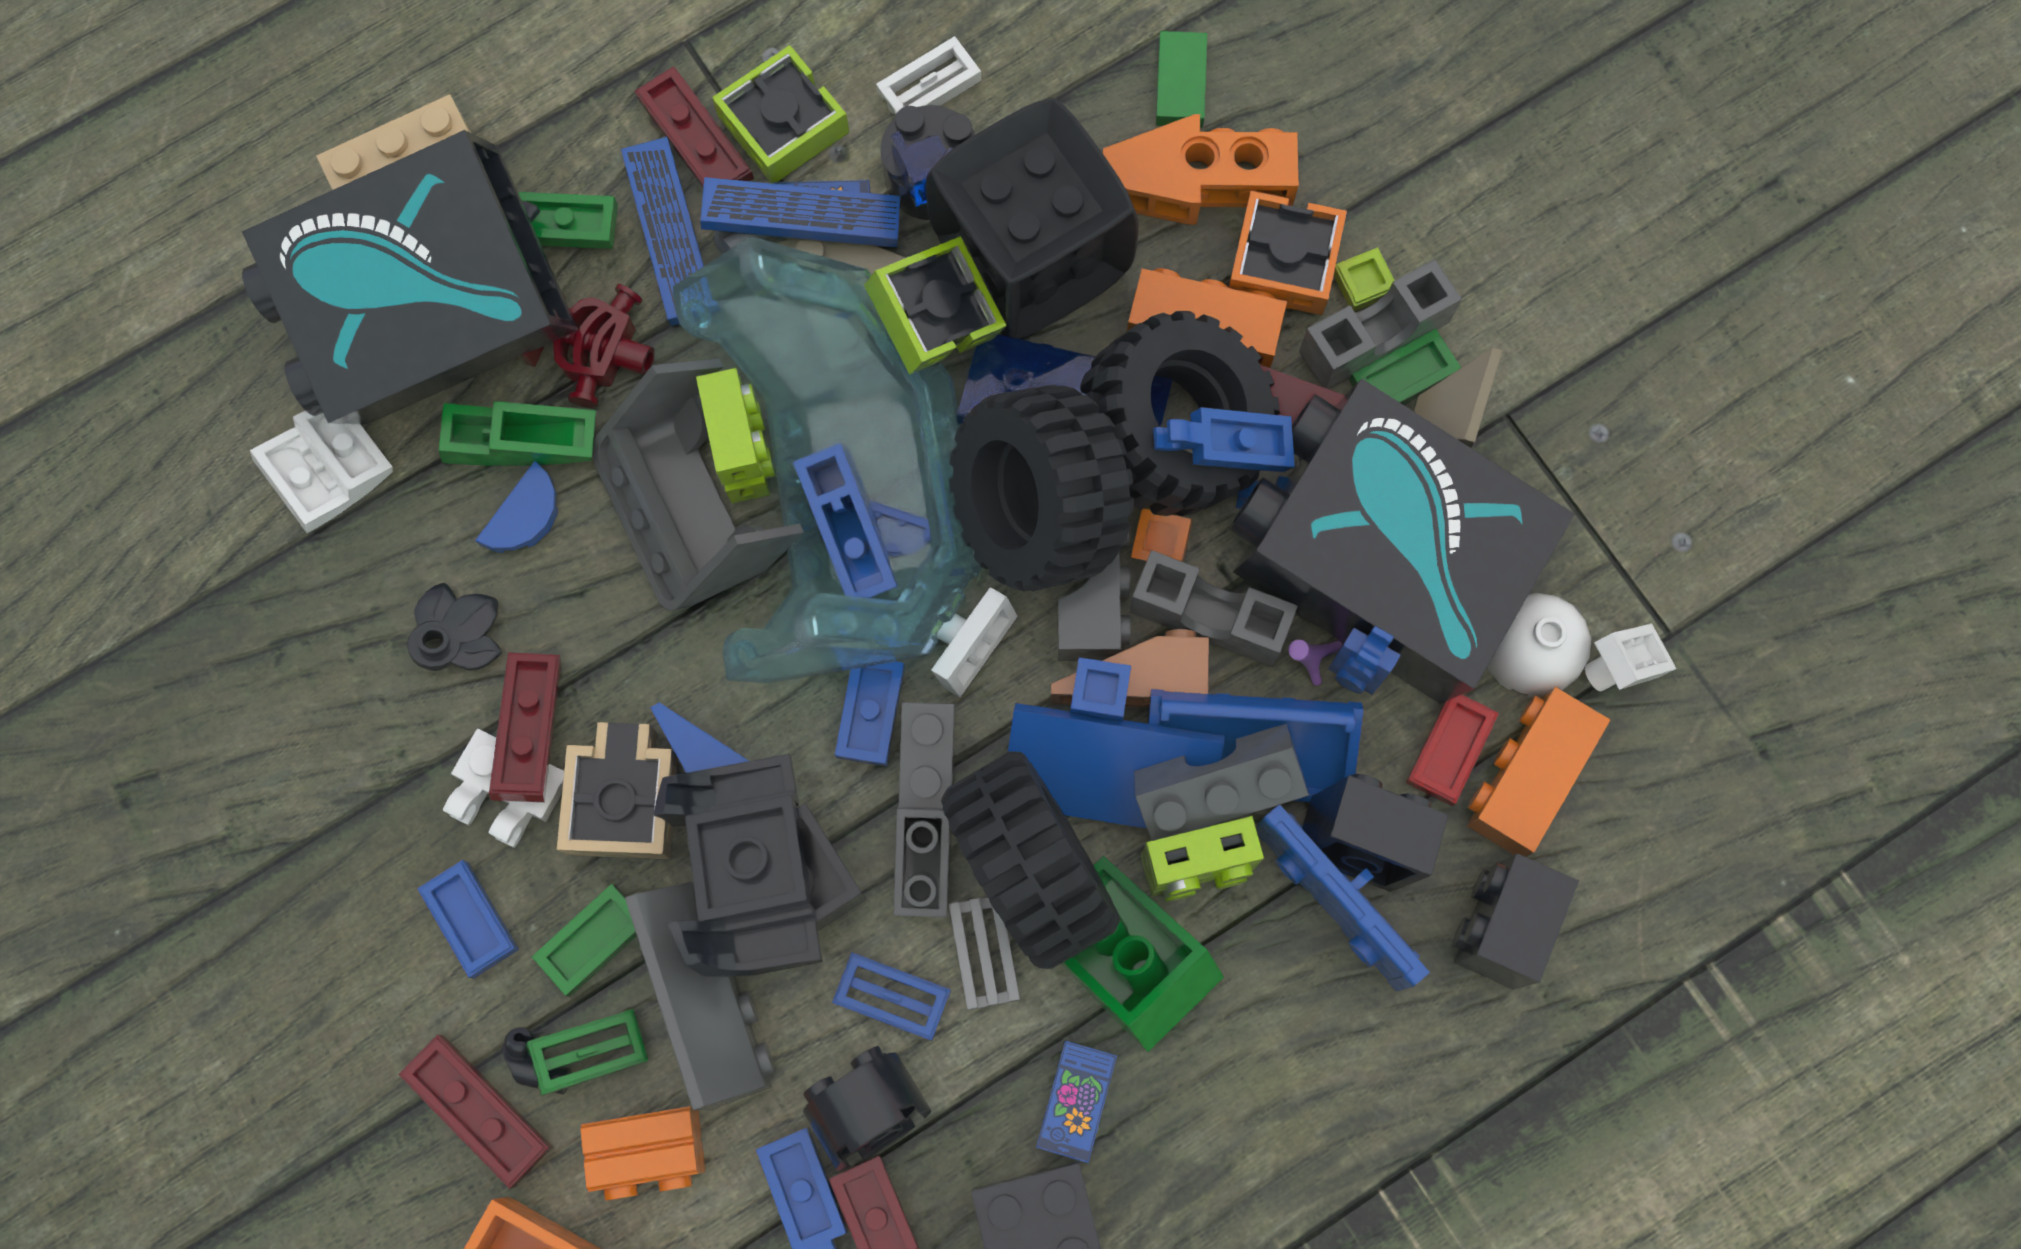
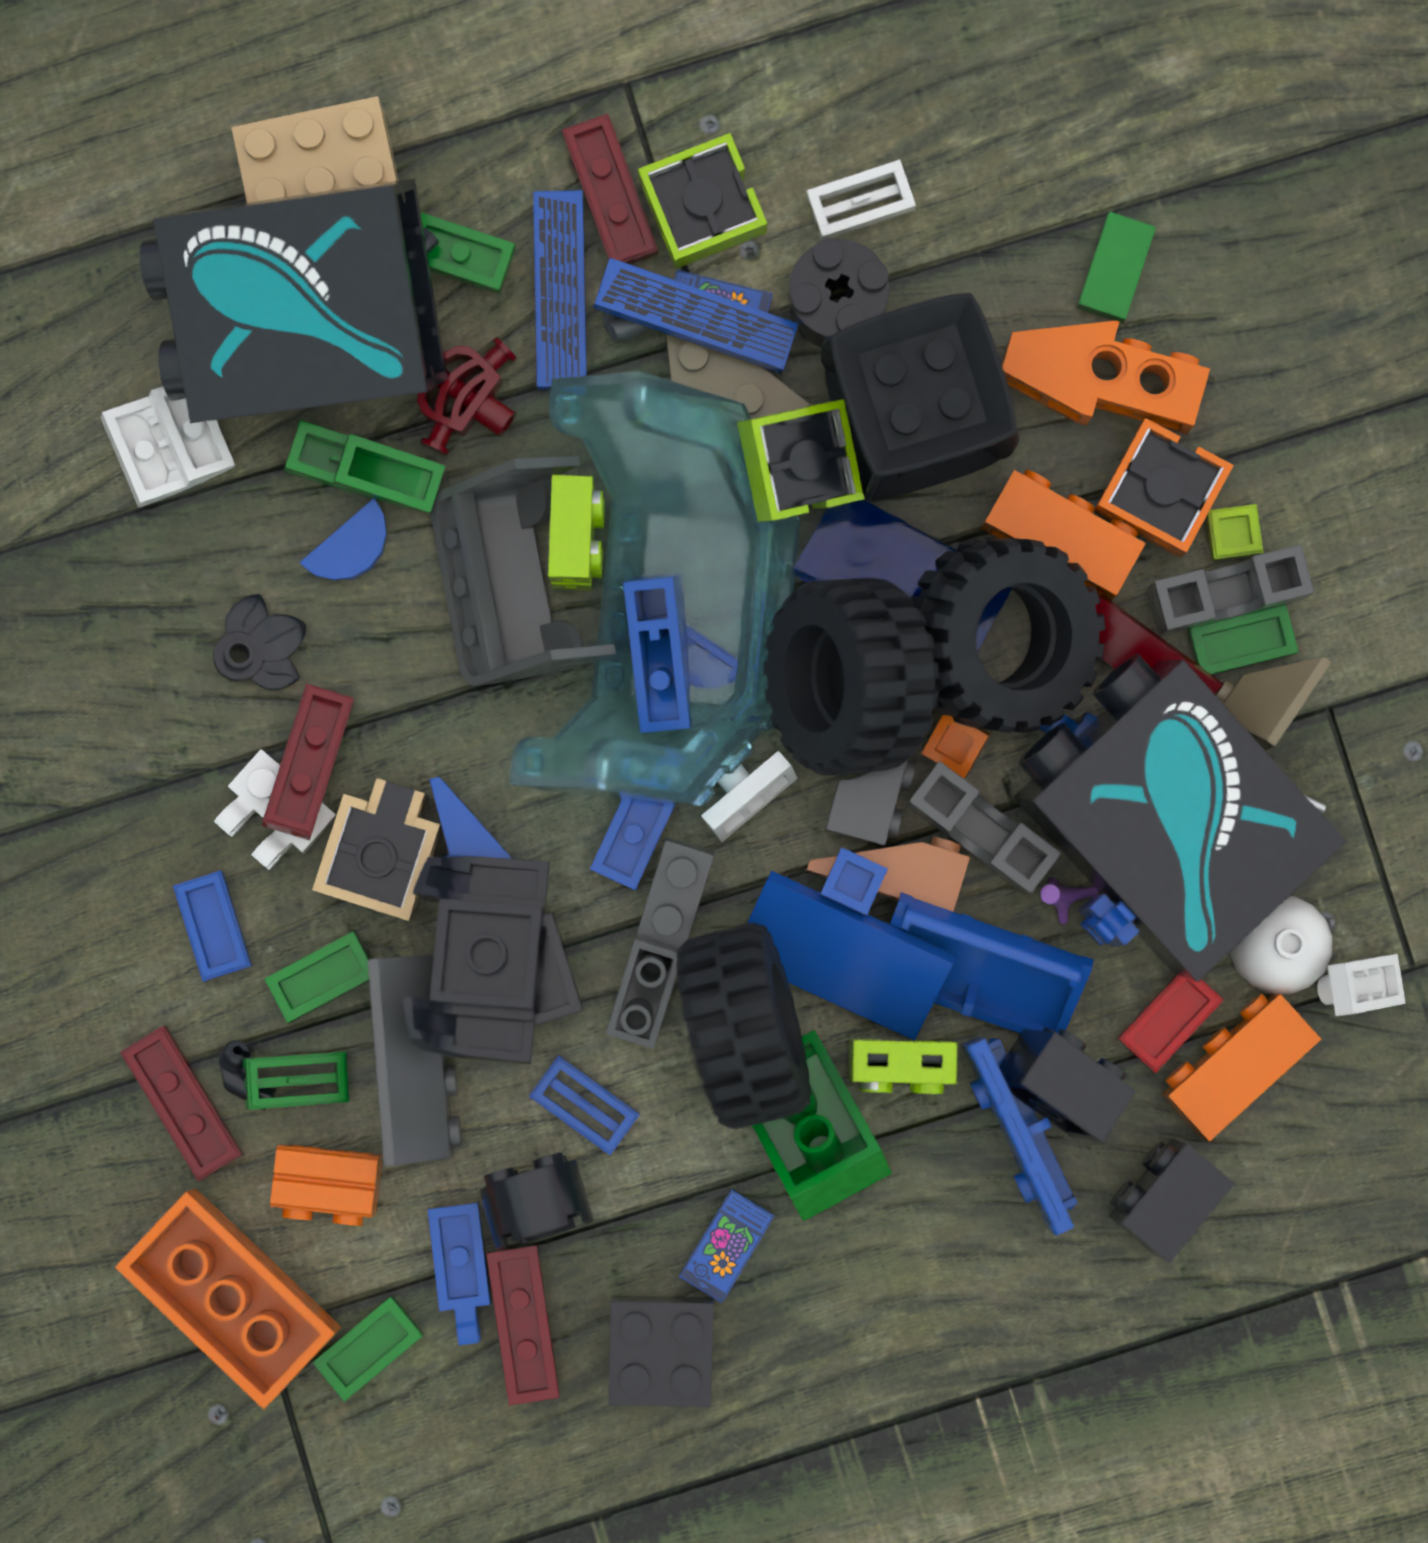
camera: 10 degrees right, 10 degrees up
(916, 162) = (827, 309): clear blue panel -> none
(992, 997) = (676, 1130): light grey tile -> none
(1231, 439) = (1044, 684): blue plate -> none
(1252, 778) = (974, 1006): dark grey arch -> none

